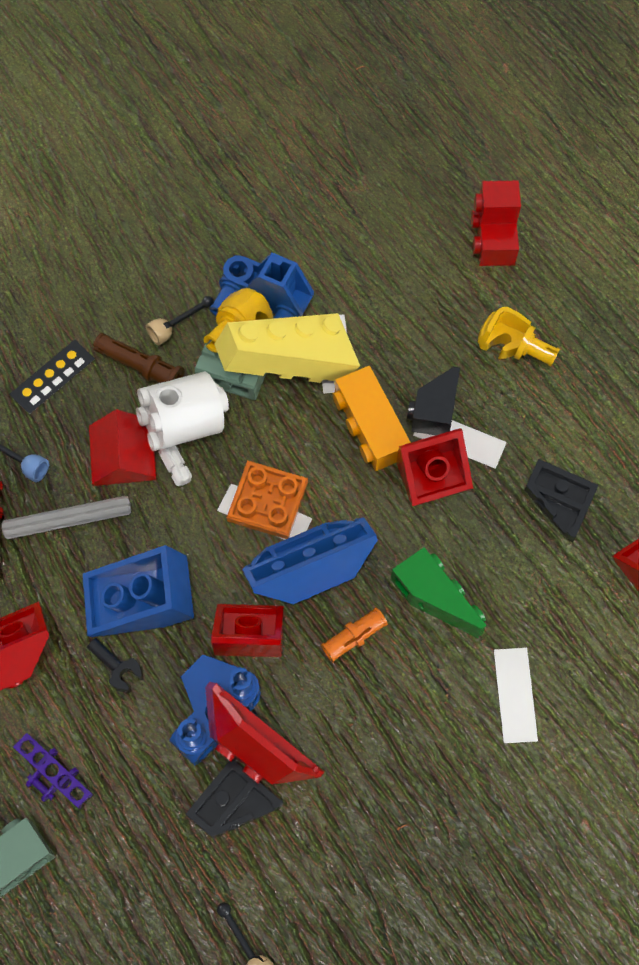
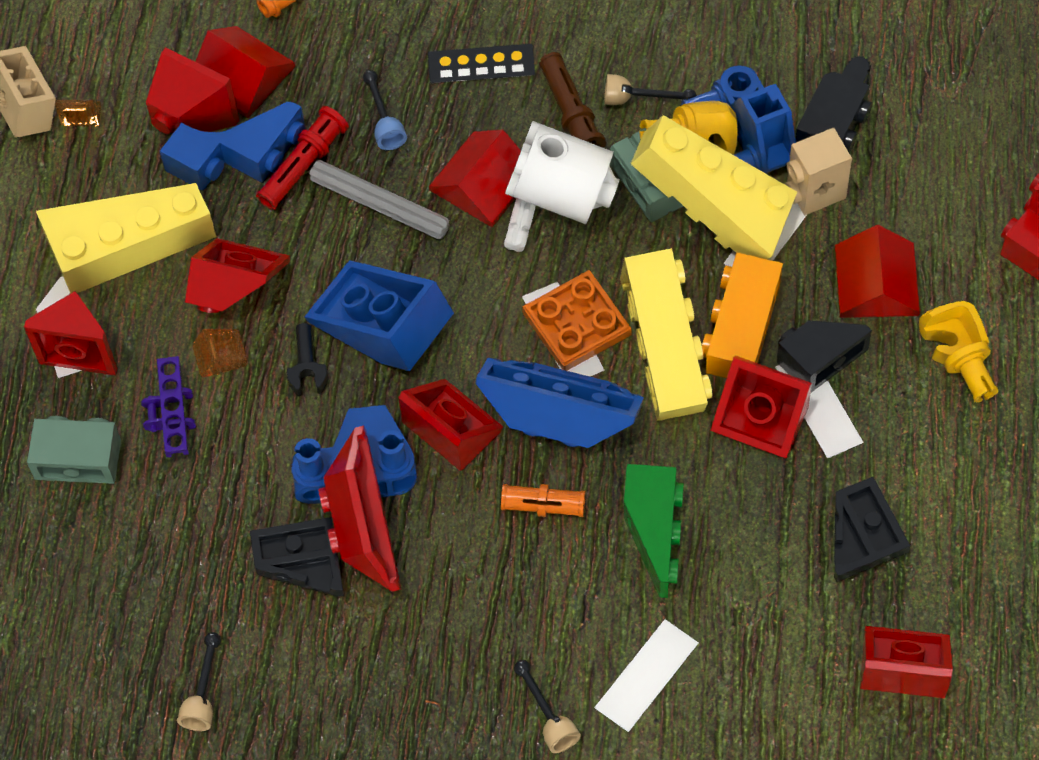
camera: 45 degrees right, 5 degrees down
(48, 706) = (219, 351): none -> clear orange slope
(310, 246) = (839, 103): none -> black hinge
(337, 466) = (665, 334): none -> light yellow wedge
(339, 288) = (819, 171): none -> tan brick
(422, 333) = (876, 275): none -> red slope
(499, 777) = (558, 731): none -> hinge

